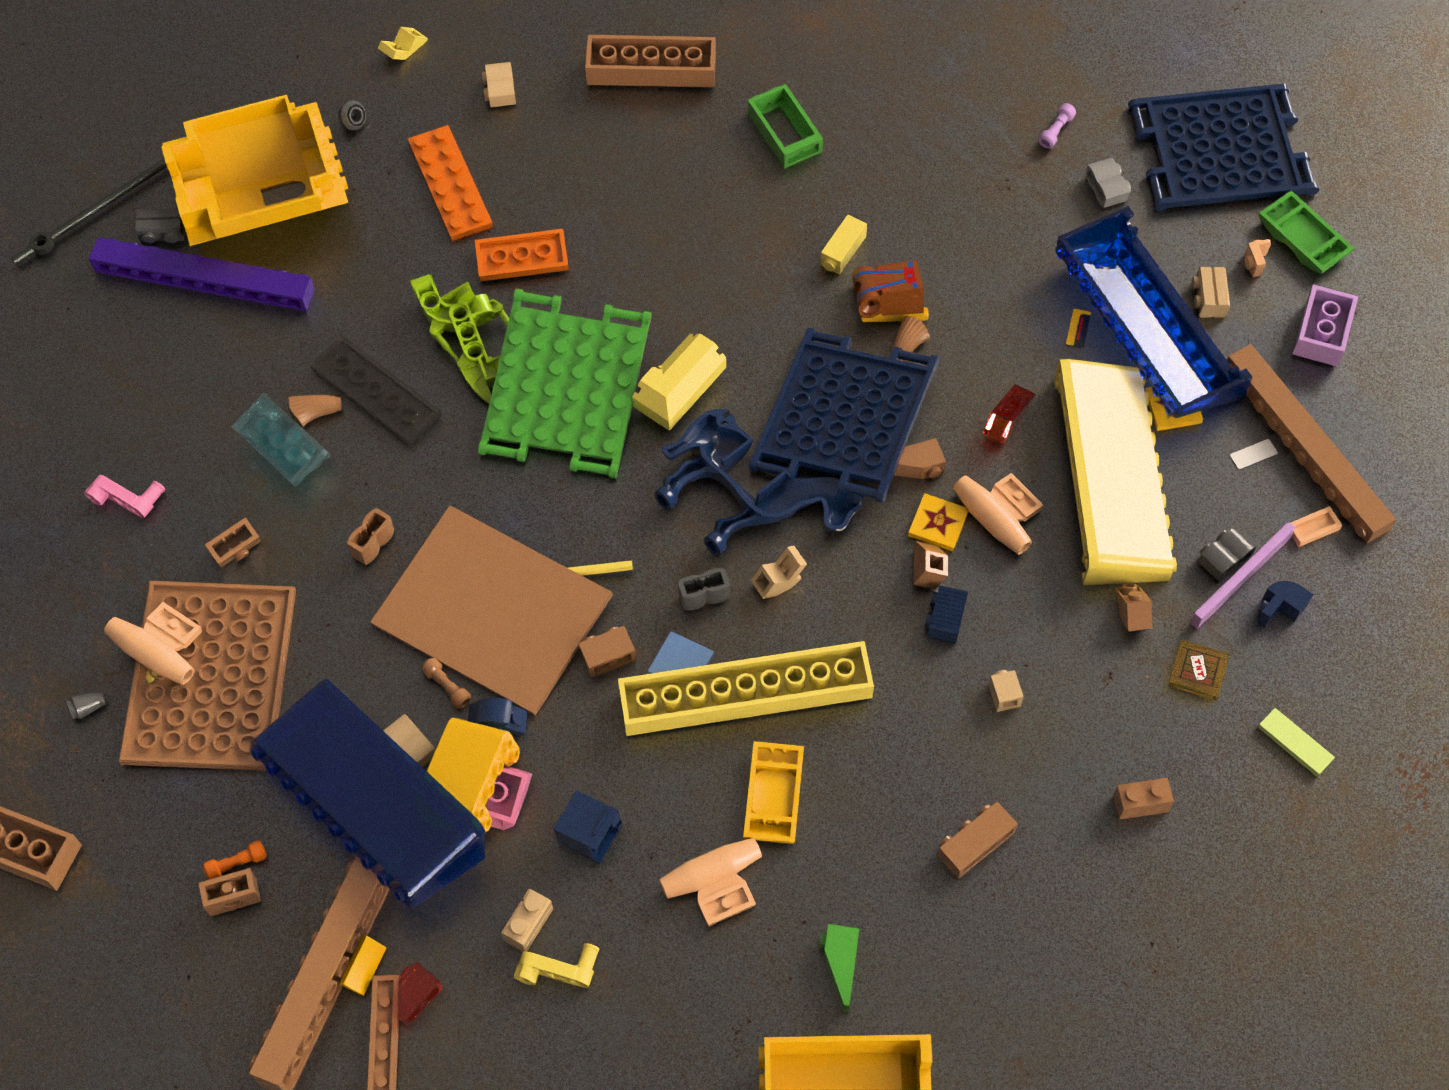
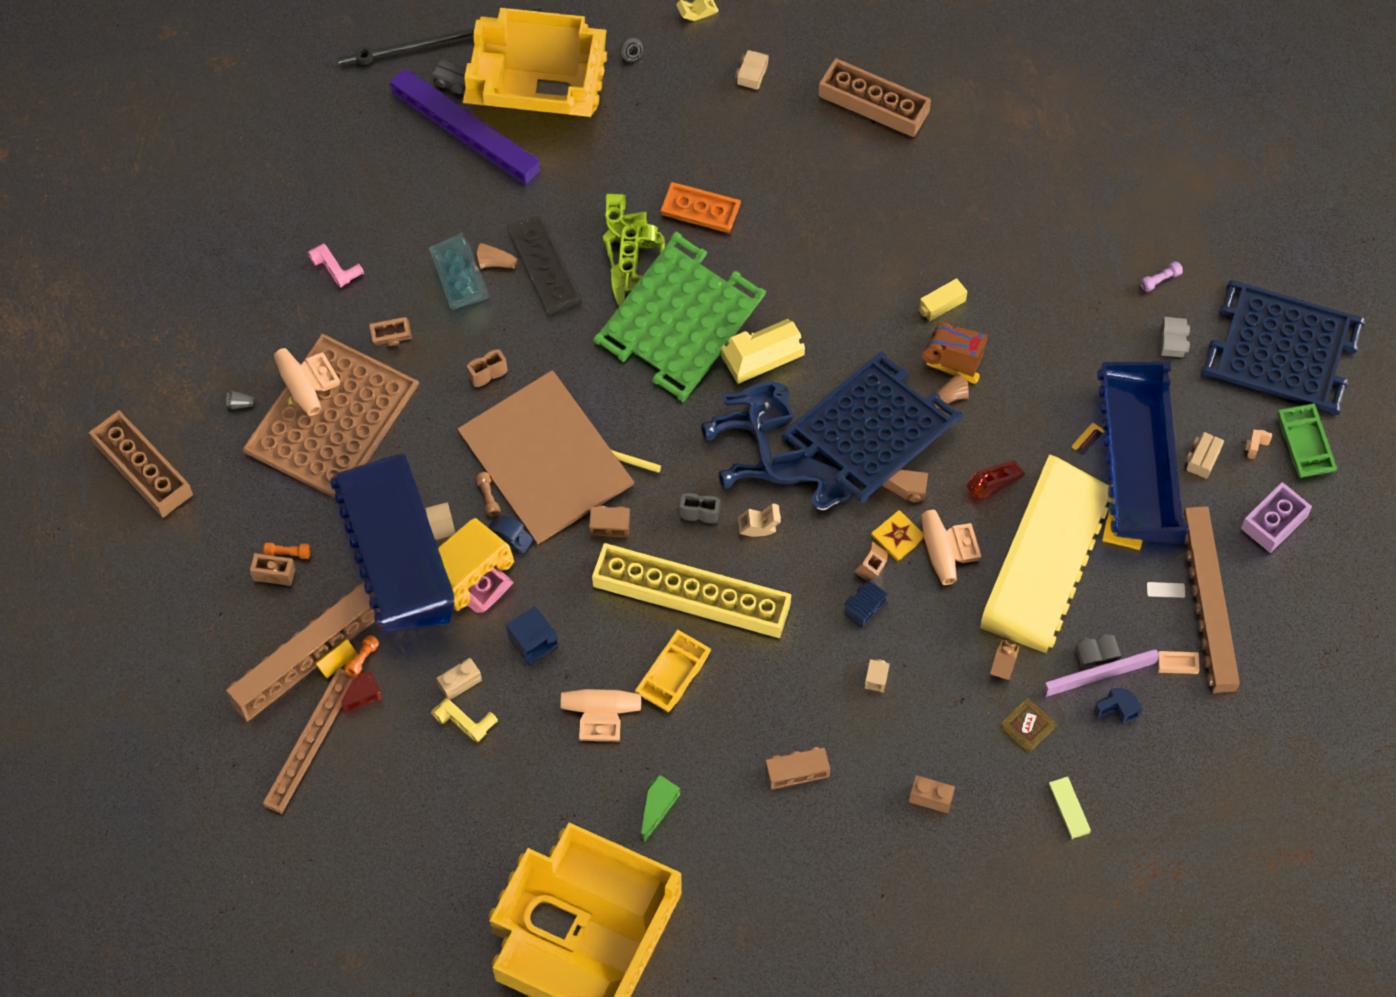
camera: 25 degrees right, 0 degrees up
(392, 966) = (369, 645): none -> orange piece
(450, 183) = (677, 130): orange plate -> none
(680, 654) = (660, 546): medium blue tile -> none
(783, 99) = (955, 166): bright green piece -> none

